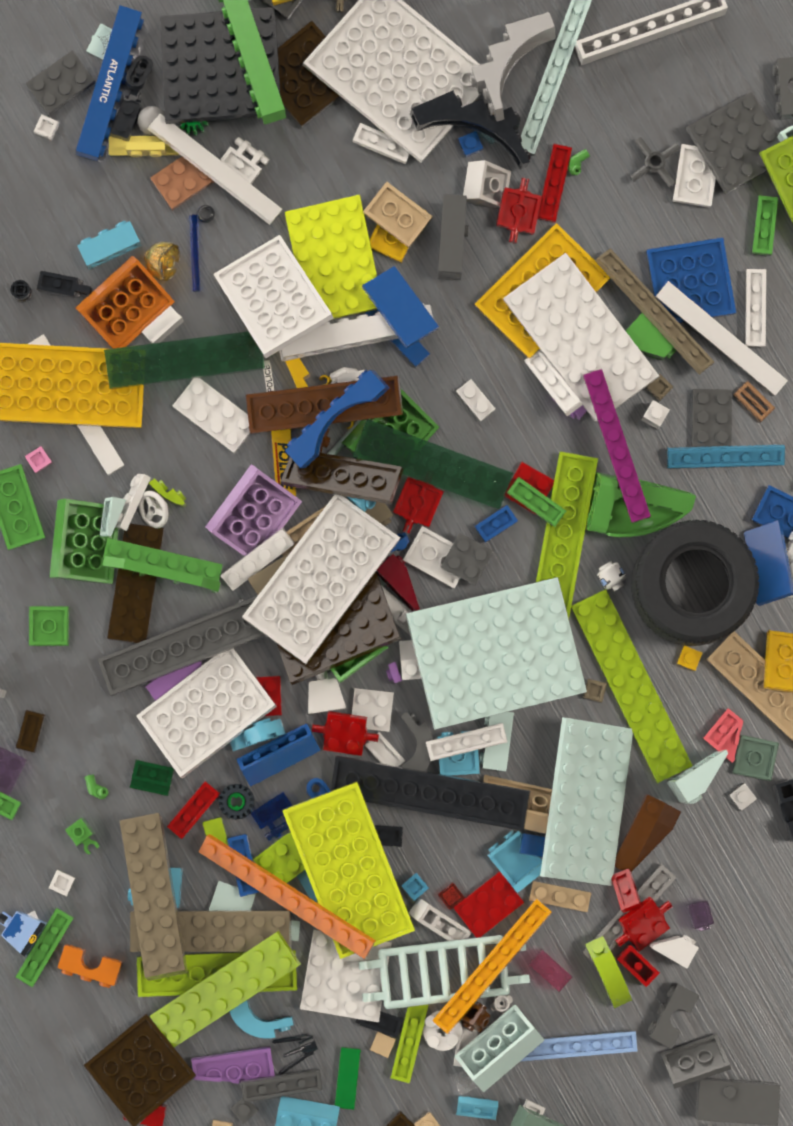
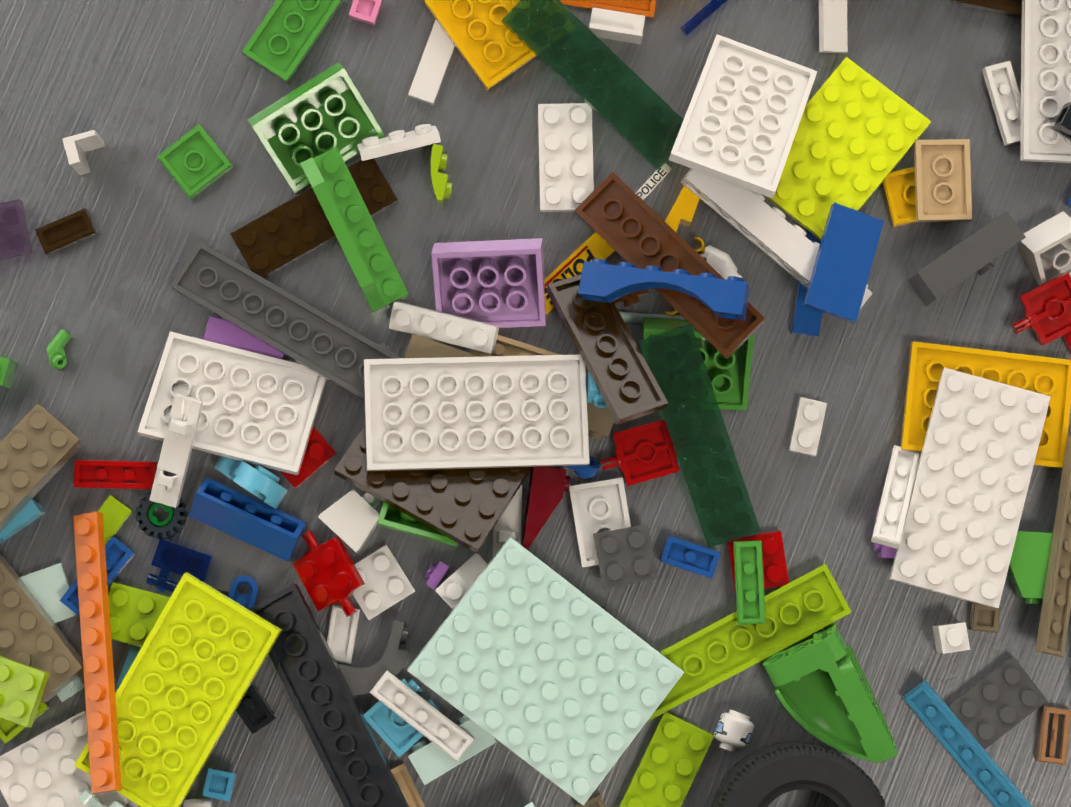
camera: 45 degrees right, 0 degrees up
(111, 512) = (368, 130): light aqua slope -> none
(152, 777) = (116, 401): dark green plate -> none
(155, 507) = (414, 173): white piece -> none
(208, 763) = (176, 450): none -> white hinge
(616, 446) = (881, 623): magenta plate -> none

